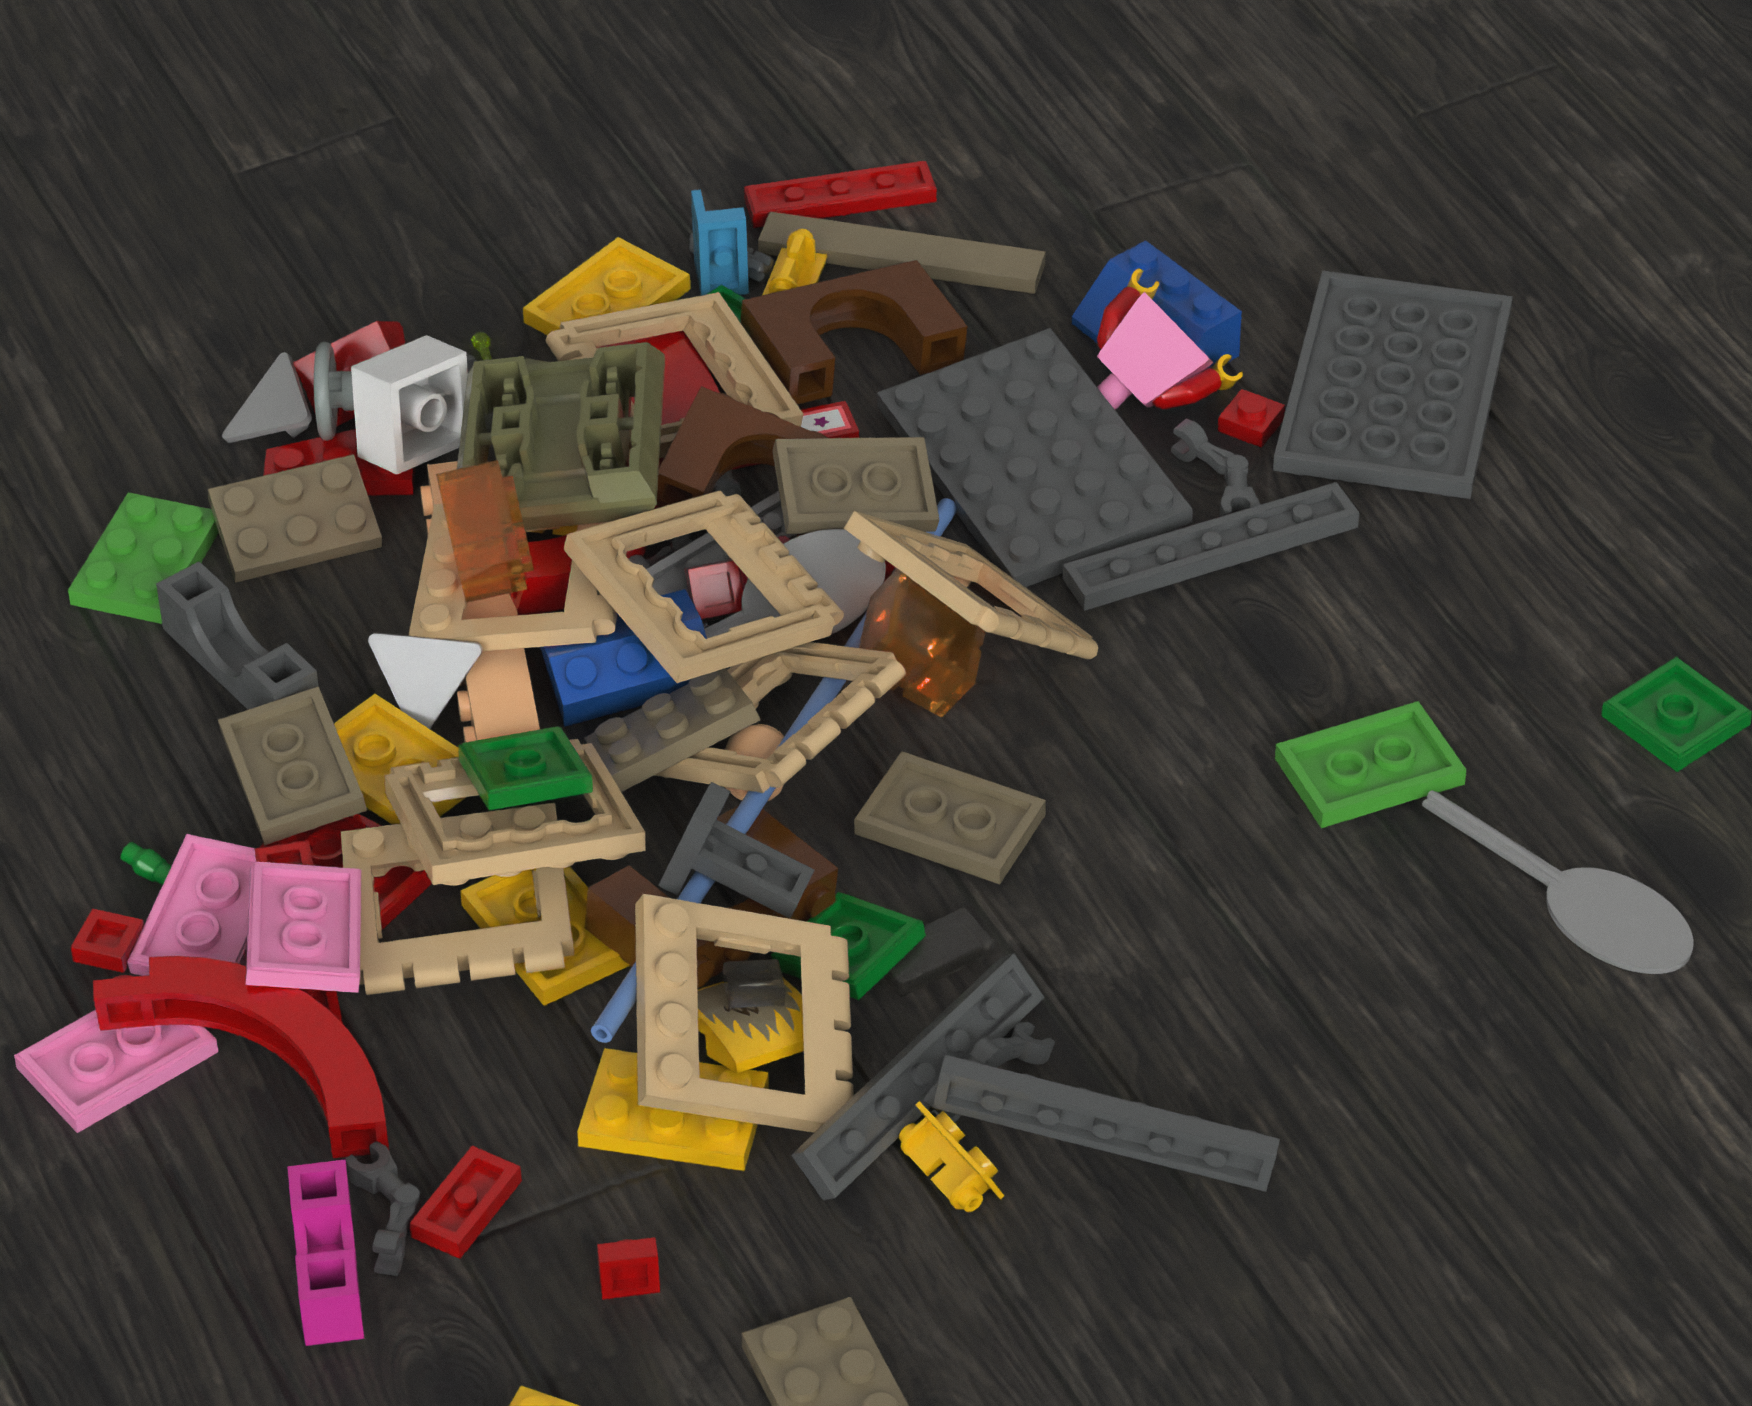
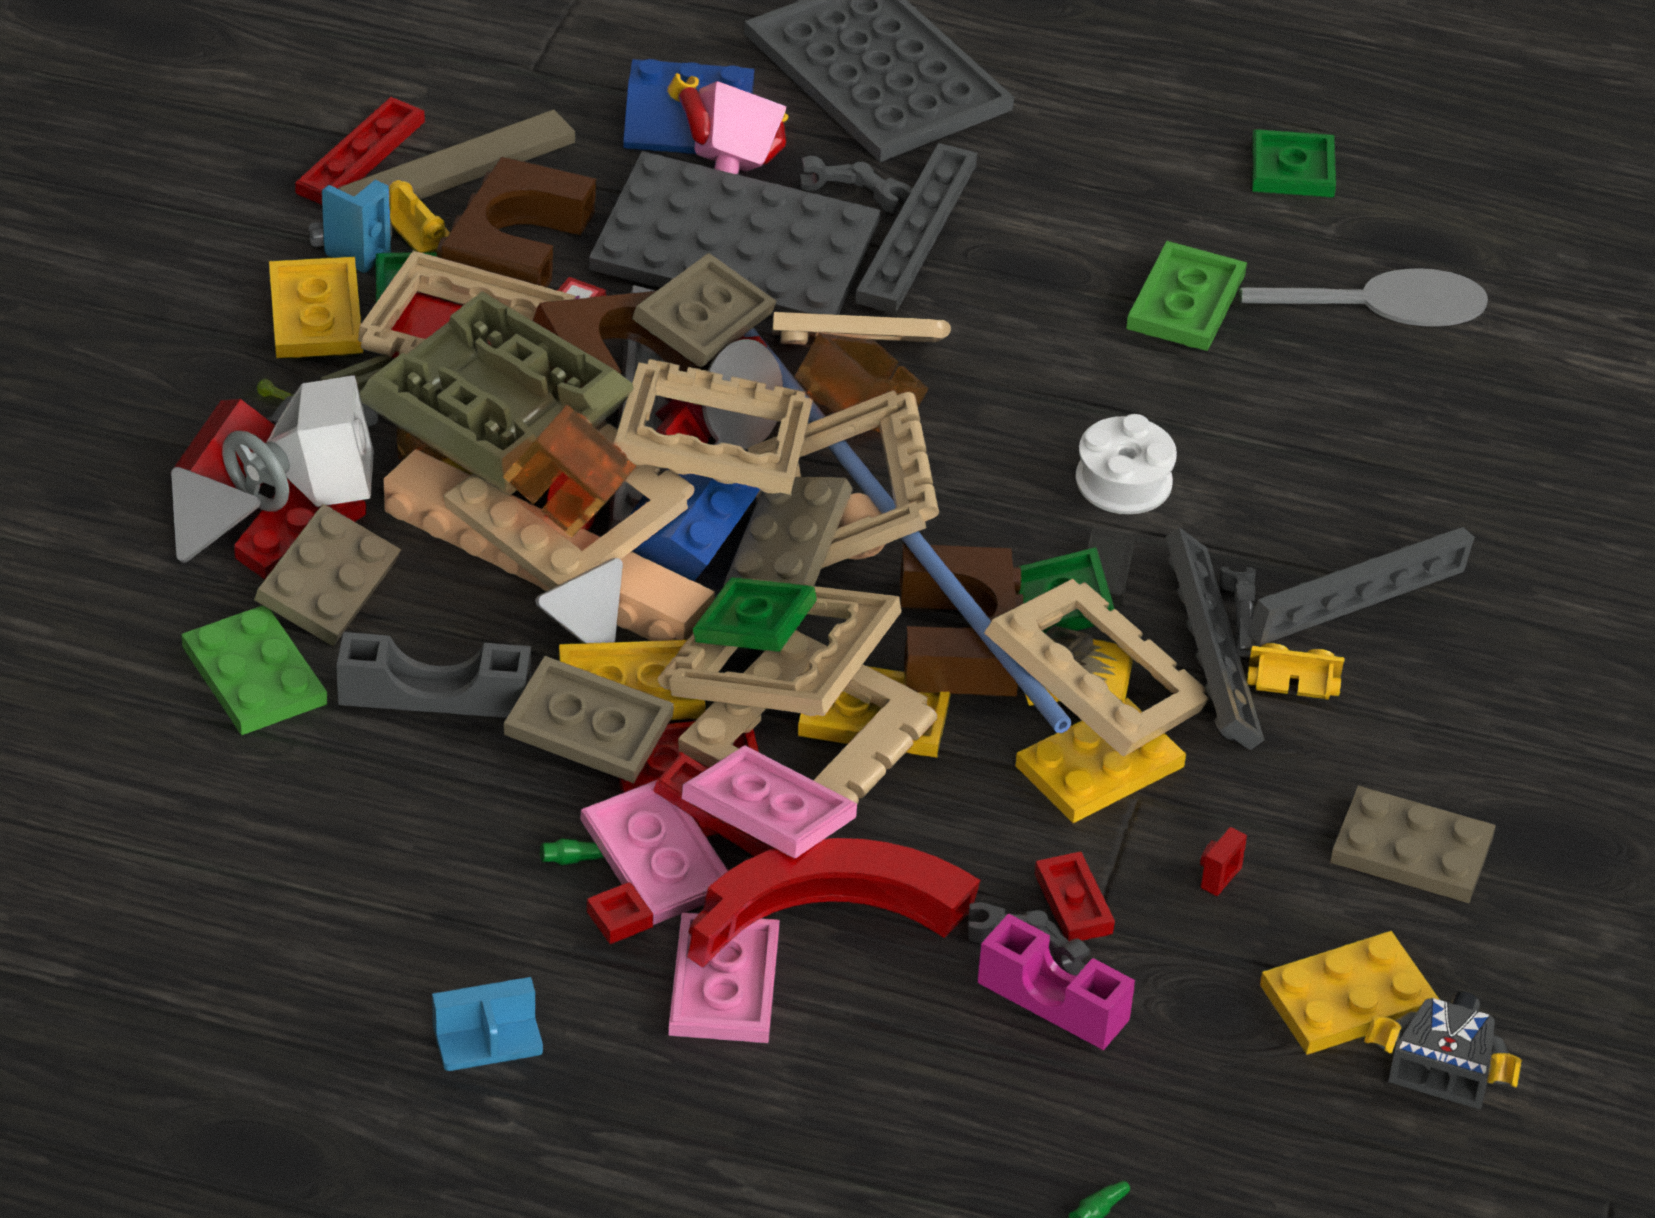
camera: 50 degrees left, 0 degrees up
(735, 859) = (963, 570): dark grey bracket -> none
(950, 817) = (1007, 482): dark tan plate -> none
(1072, 873) = (1126, 464): none -> white wheel
(1251, 418) = (821, 138): red plate -> none

